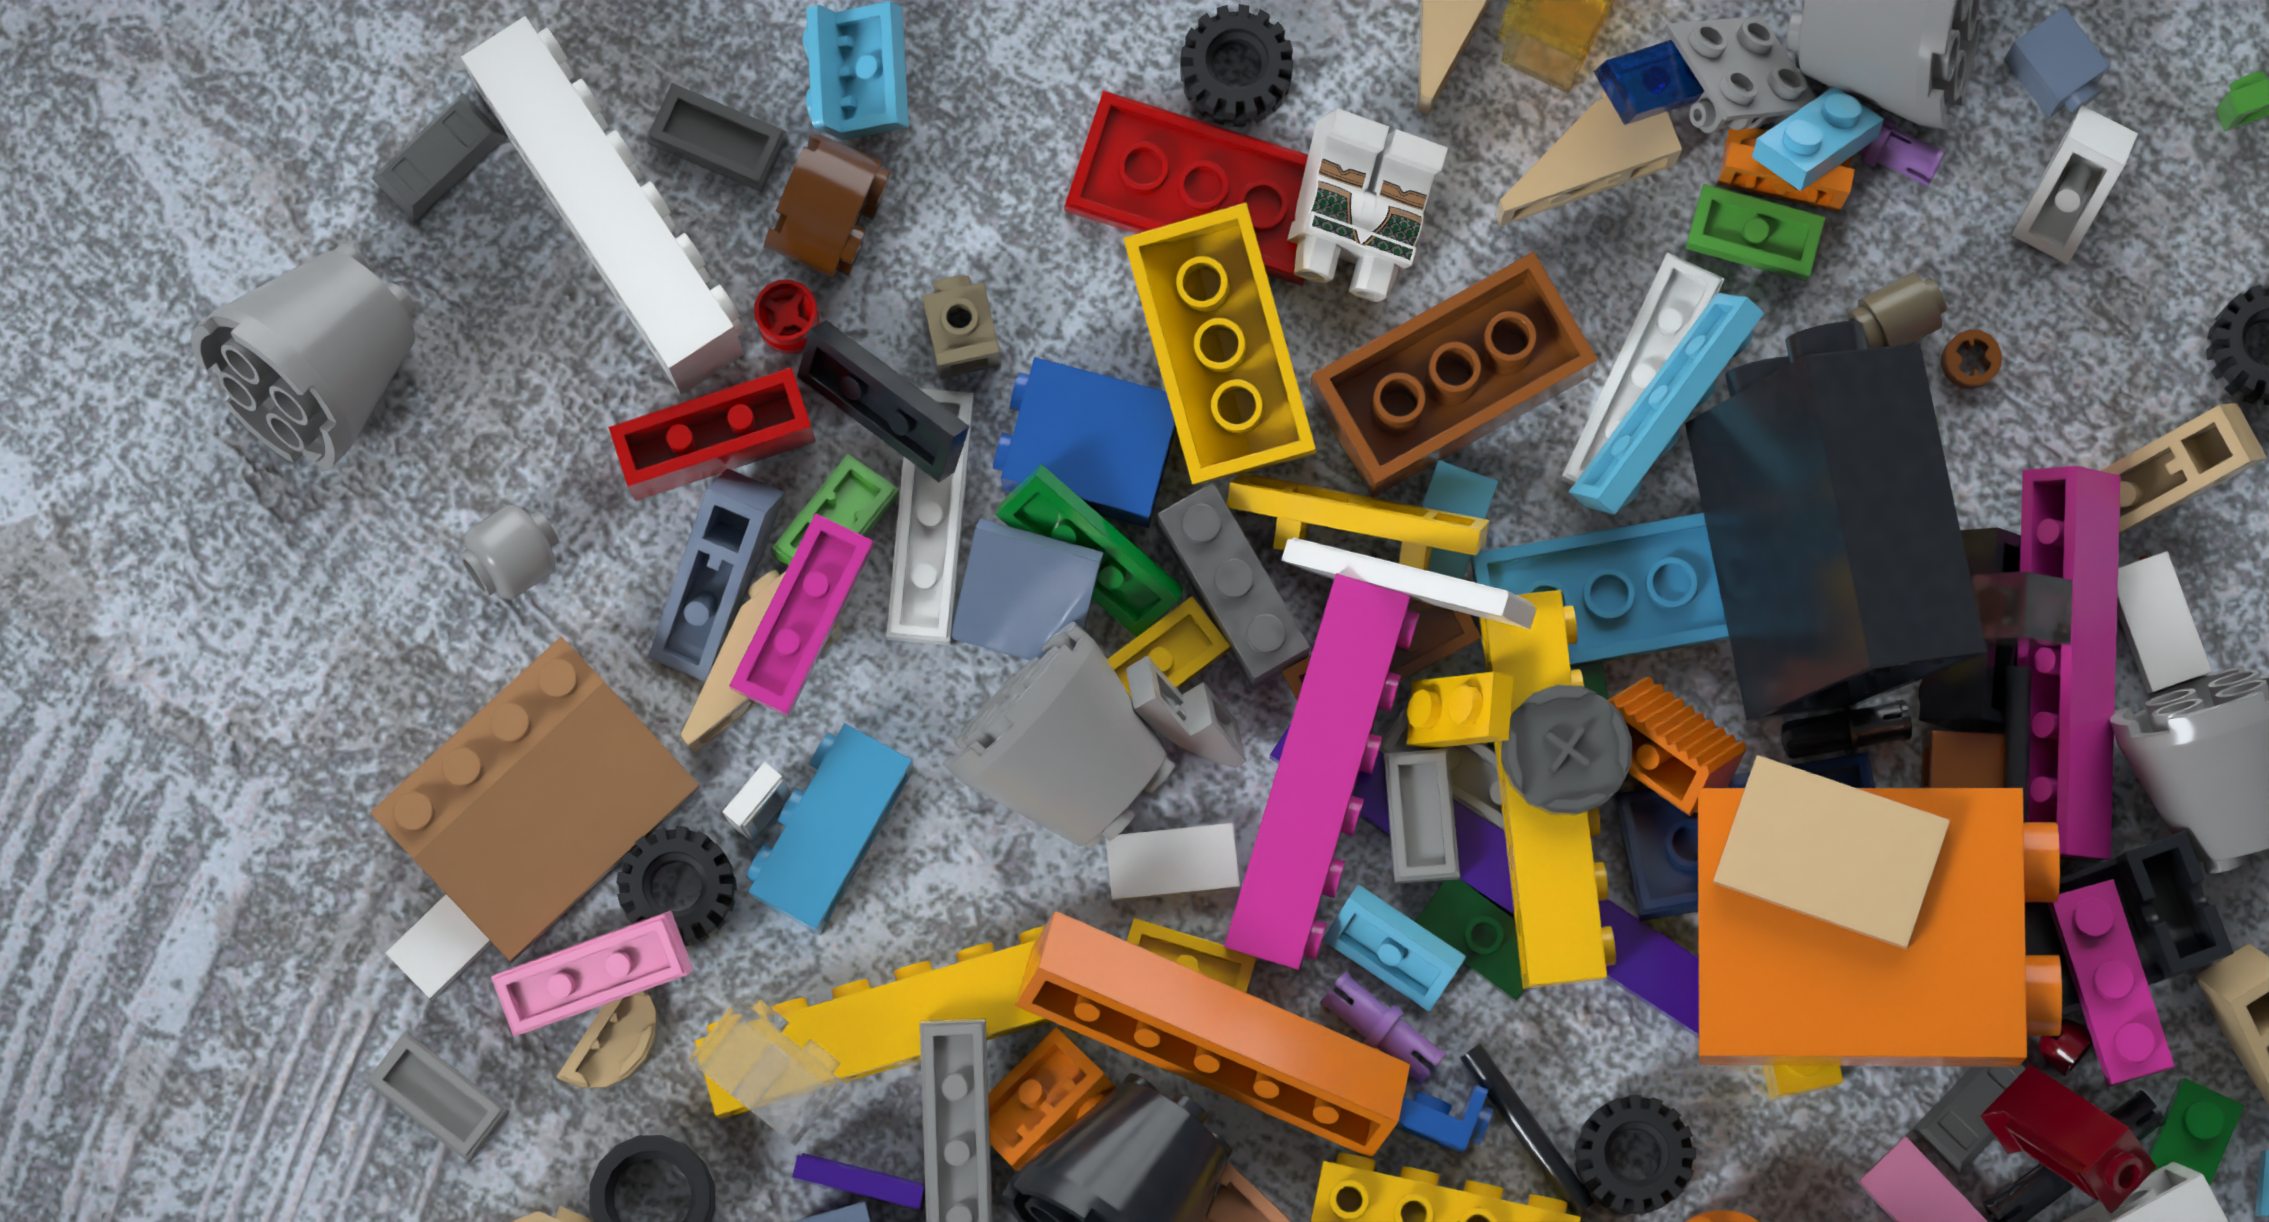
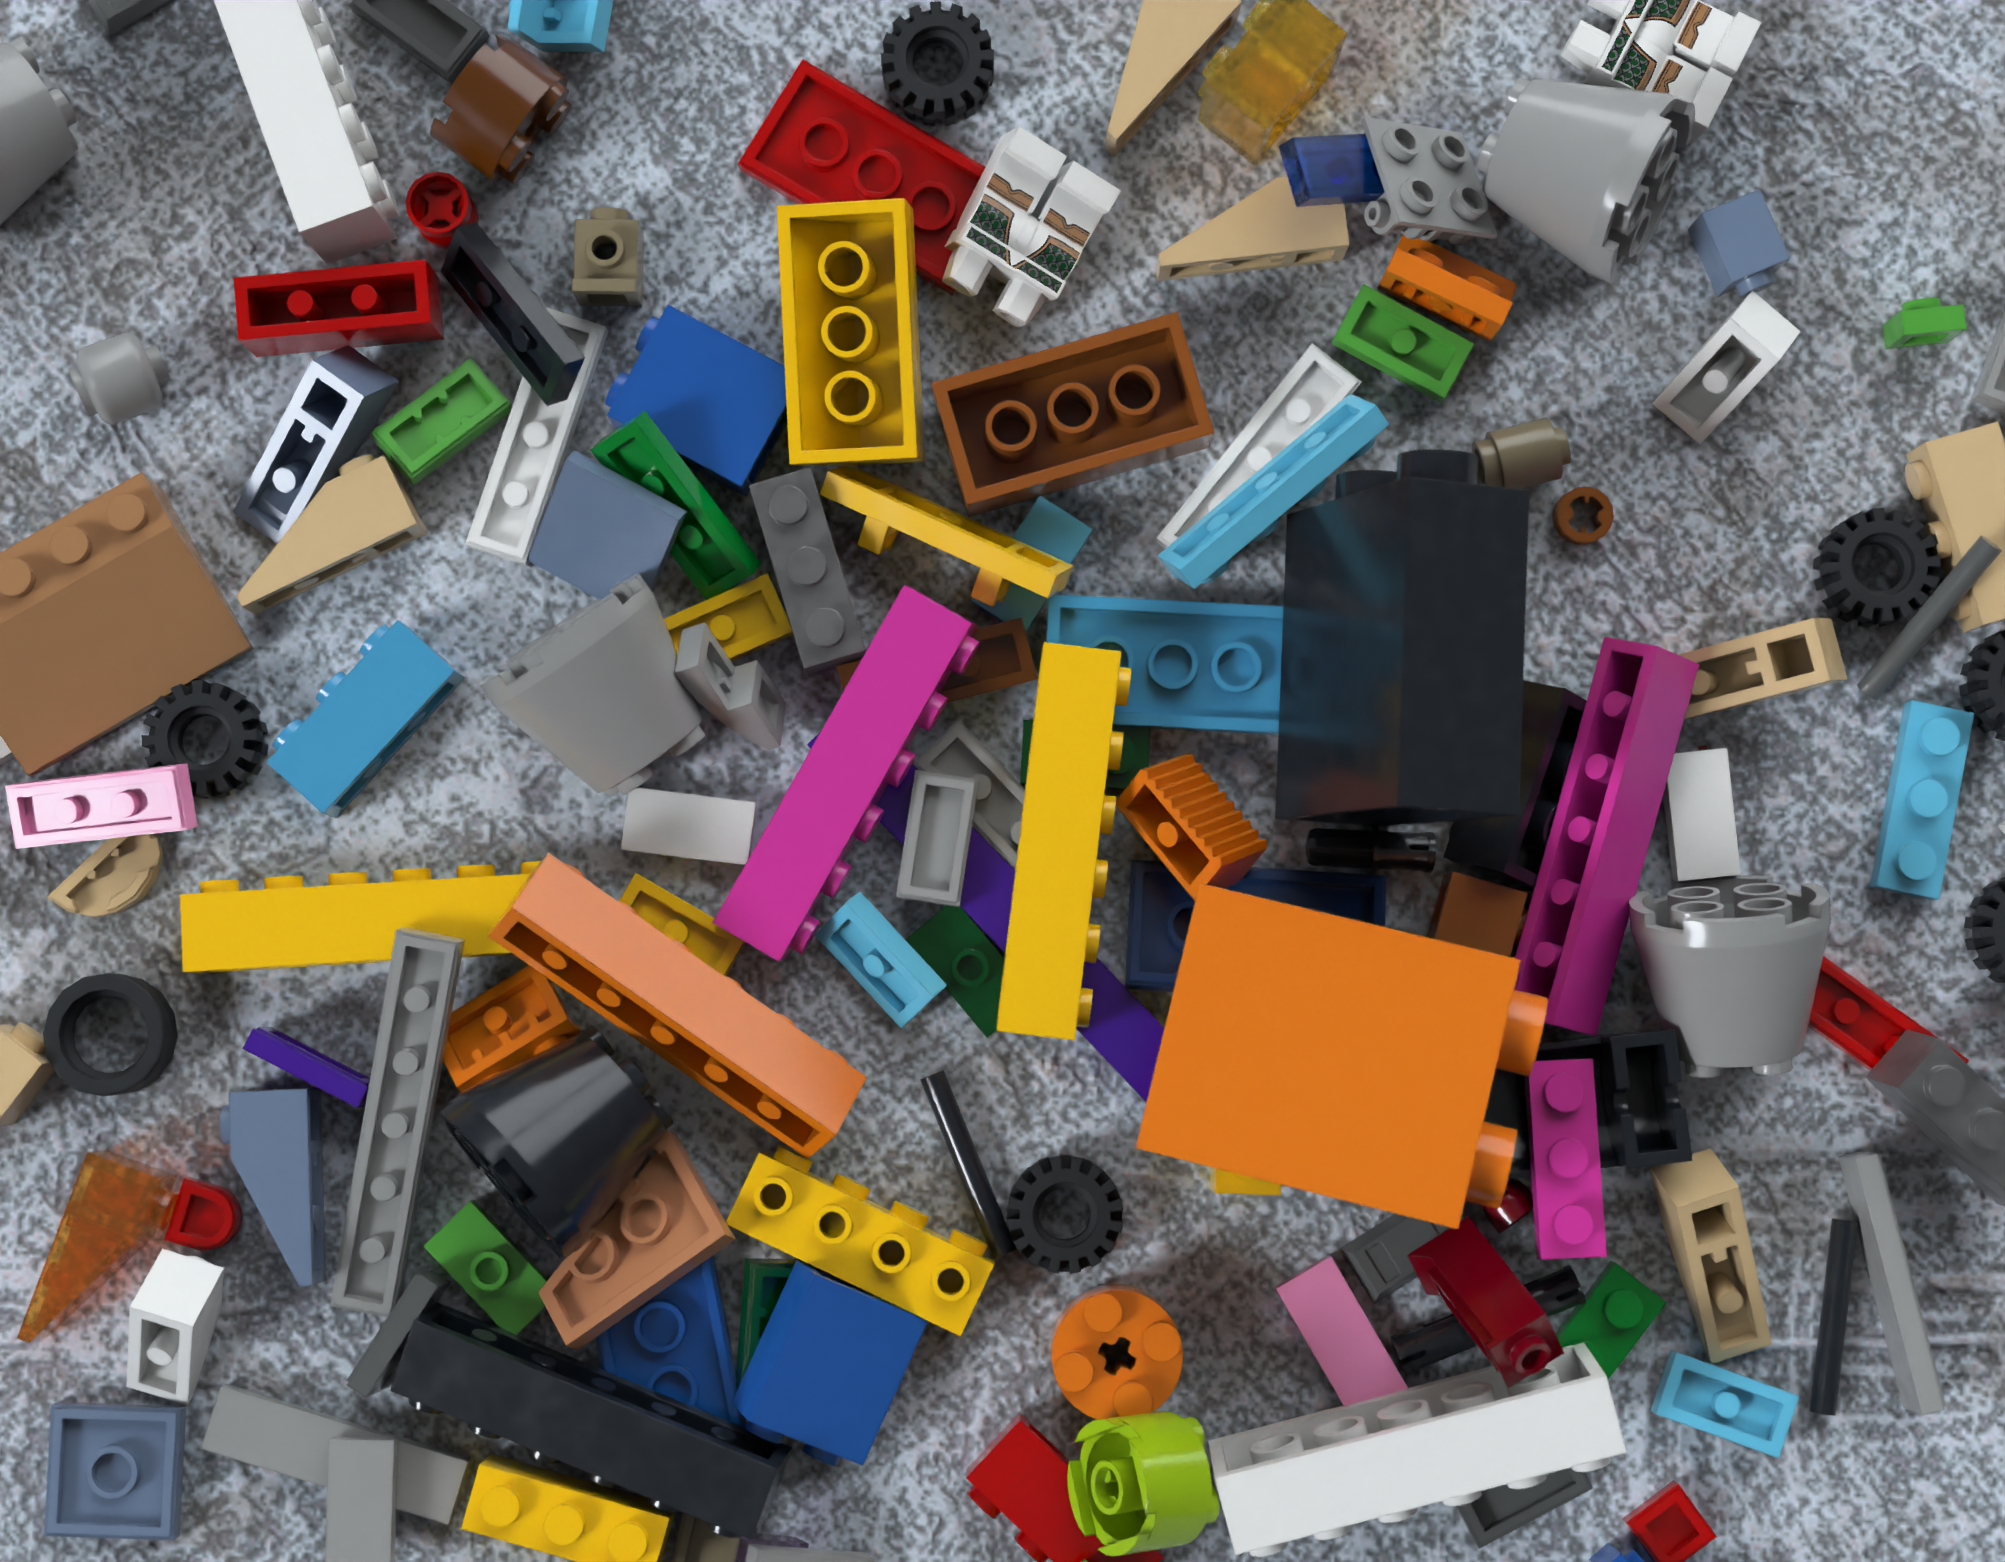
camera: 10 degrees right, 5 degrees up
(757, 802) = (294, 677): white tile -> none
(767, 1069) = (237, 941): clear brick -> none
(801, 615) = (377, 505): dark pink plate -> none
(1382, 1026) = (852, 1033): medium lavender pin -> none
(1418, 583) = (976, 610): white tile -> none
(1430, 1120) = (875, 1133): blue bracket -> none
(1460, 710) = (995, 746): yellow plate -> none
(1566, 750) = (1087, 810): dark grey tile -> none
(1817, 138) = (1483, 263): medium azure plate -> none
(1831, 851) = (1314, 978): tan tile -> none
(1903, 154) = (1546, 282): medium lavender pin -> none
(2018, 731) = (1533, 899): black bar -> none
(2024, 608) = (1569, 775): clear smoke brick -> none

